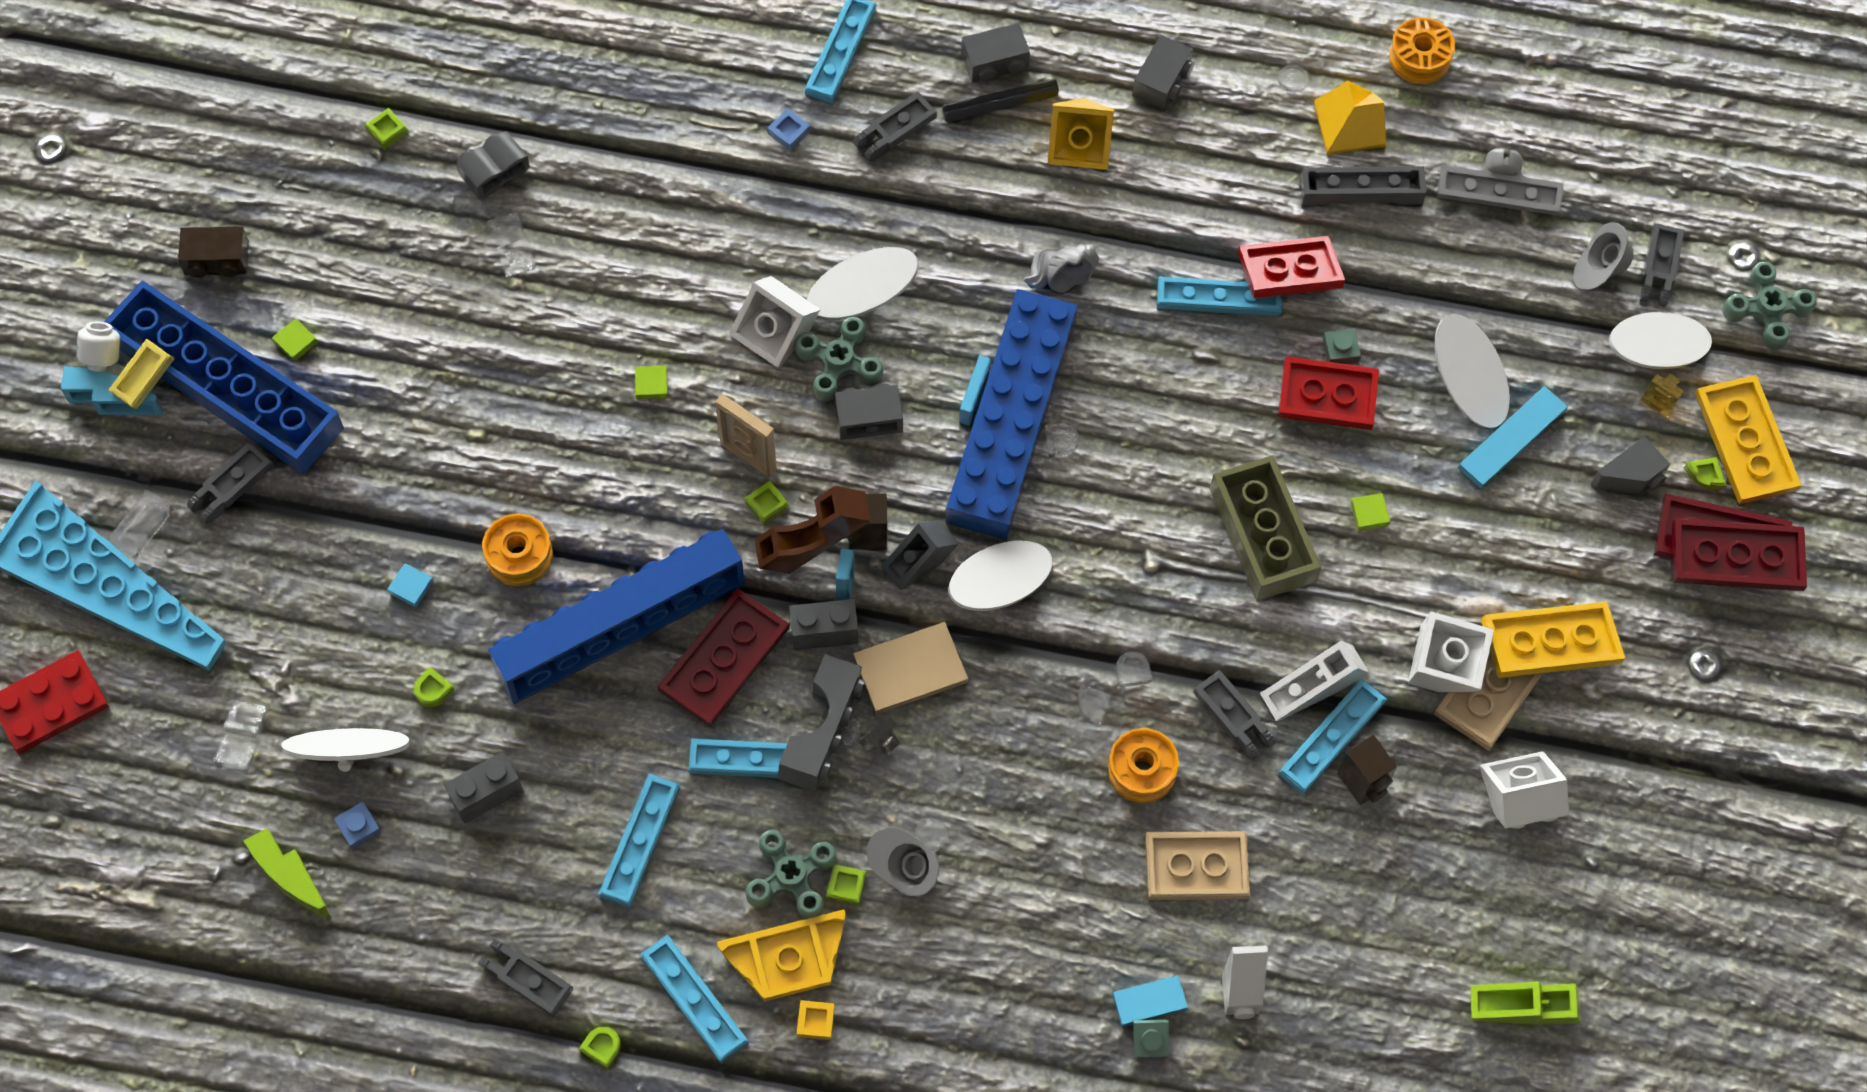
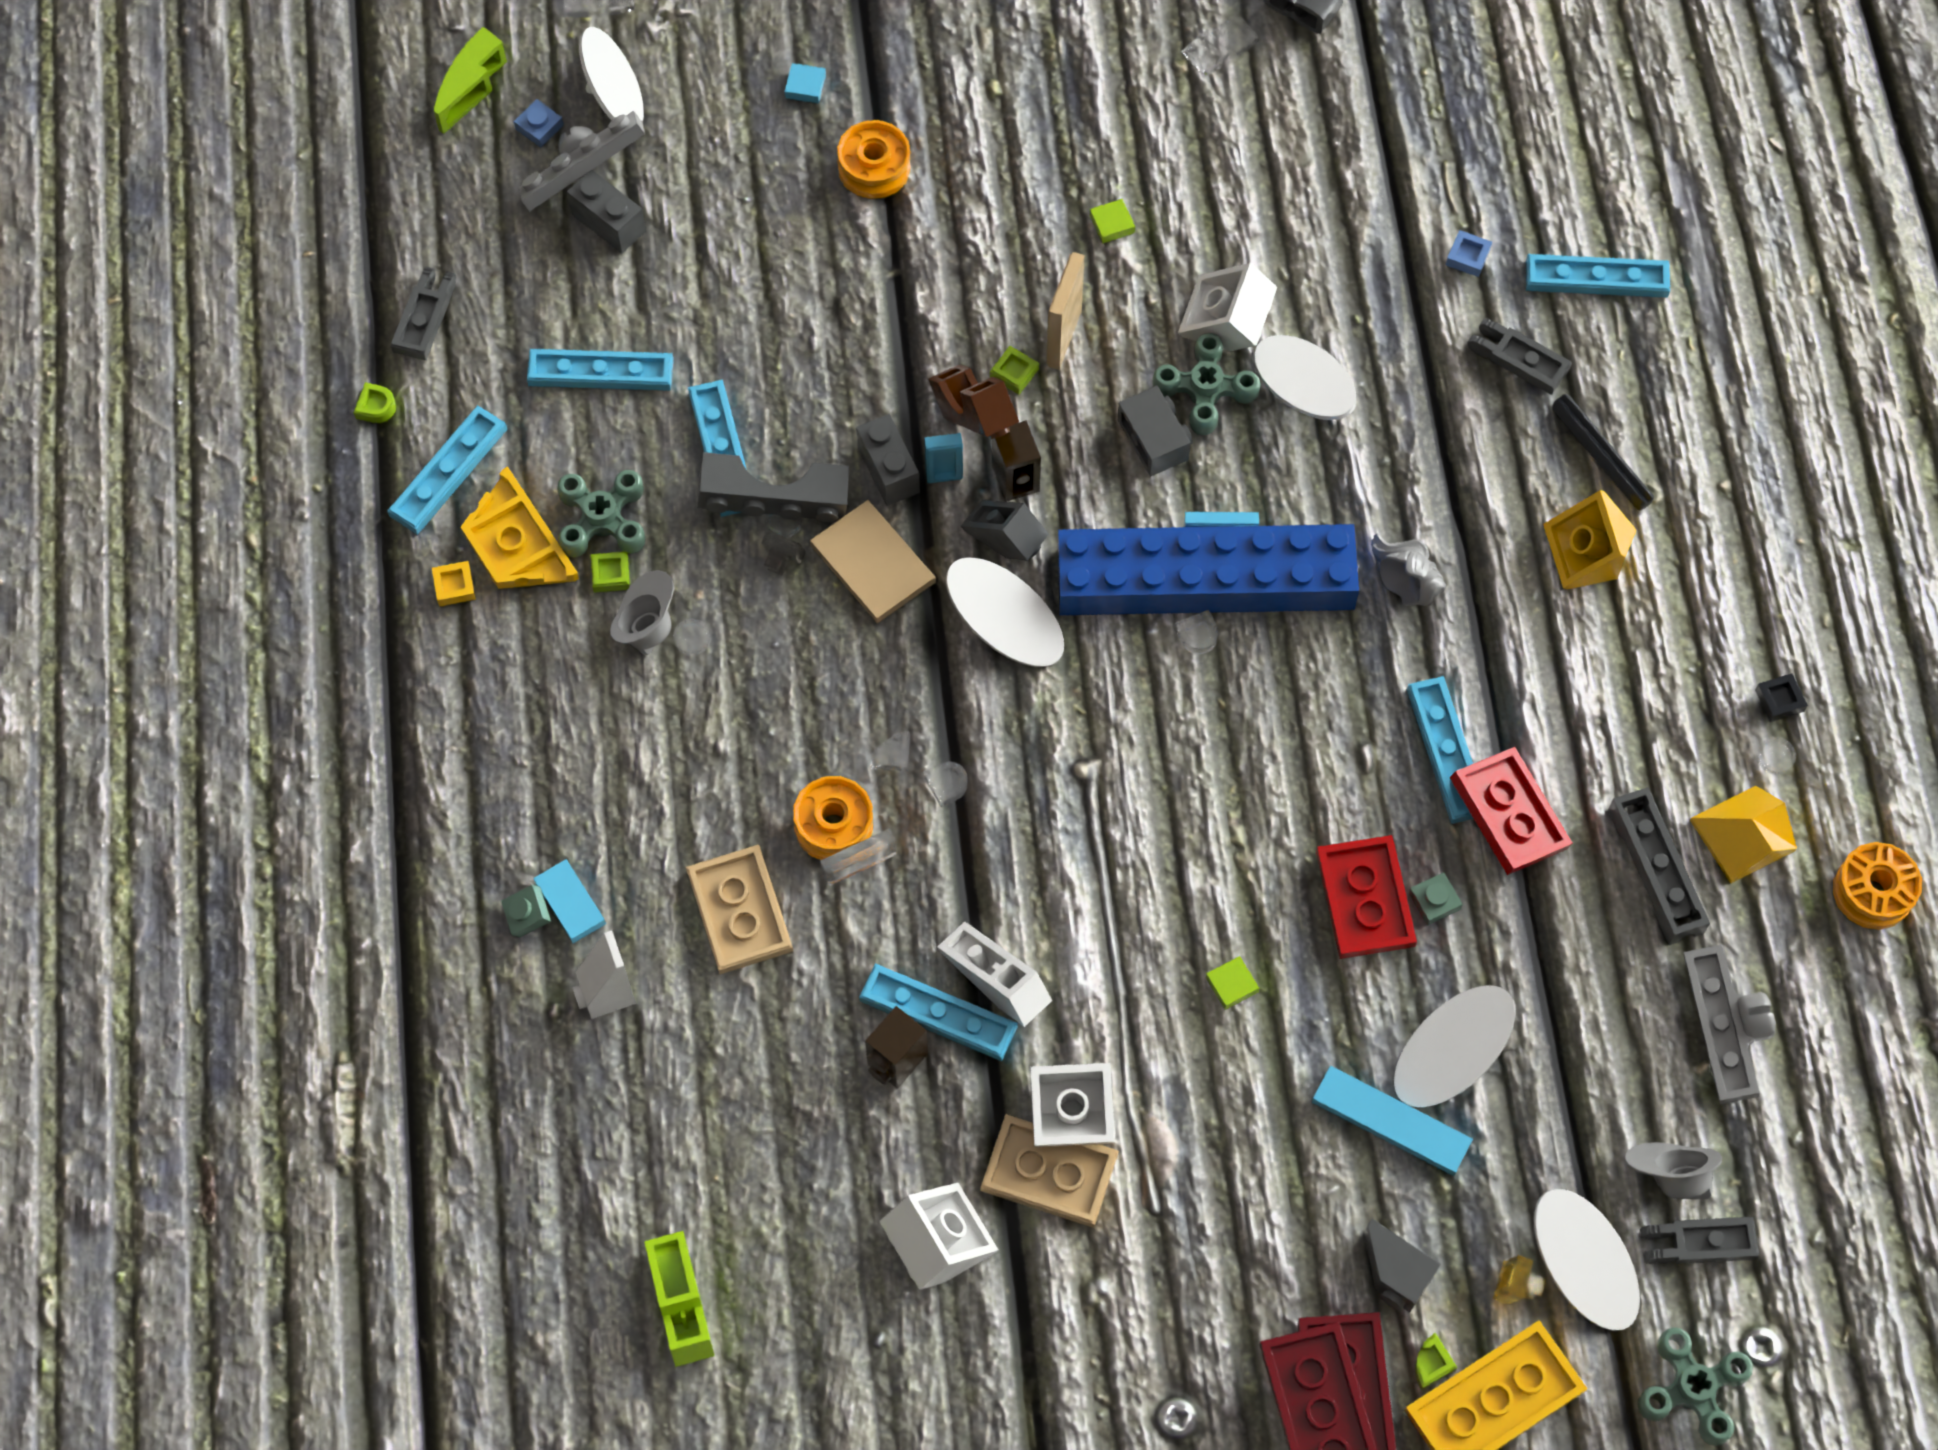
camera: 75 degrees right, 0 degrees up
(425, 790) = (578, 155): none -> light grey plate
(432, 689) = (702, 138): lime tile -> none
(617, 615) = (826, 264): blue brick -> none
(723, 657) = (820, 379): dark red plate -> none
(995, 52) = (1658, 426): dark grey brick -> none
(1162, 72) = (1713, 607): dark grey brick -> none
(1187, 765) = (858, 857): none -> clear tile
(1233, 713) = (928, 896): dark grey hinge -> none
(1251, 56) = (1781, 697): none -> black plate
(1265, 528) = (1160, 865): olive brick -> none
(1553, 639) = (1136, 1221): yellow plate -> none

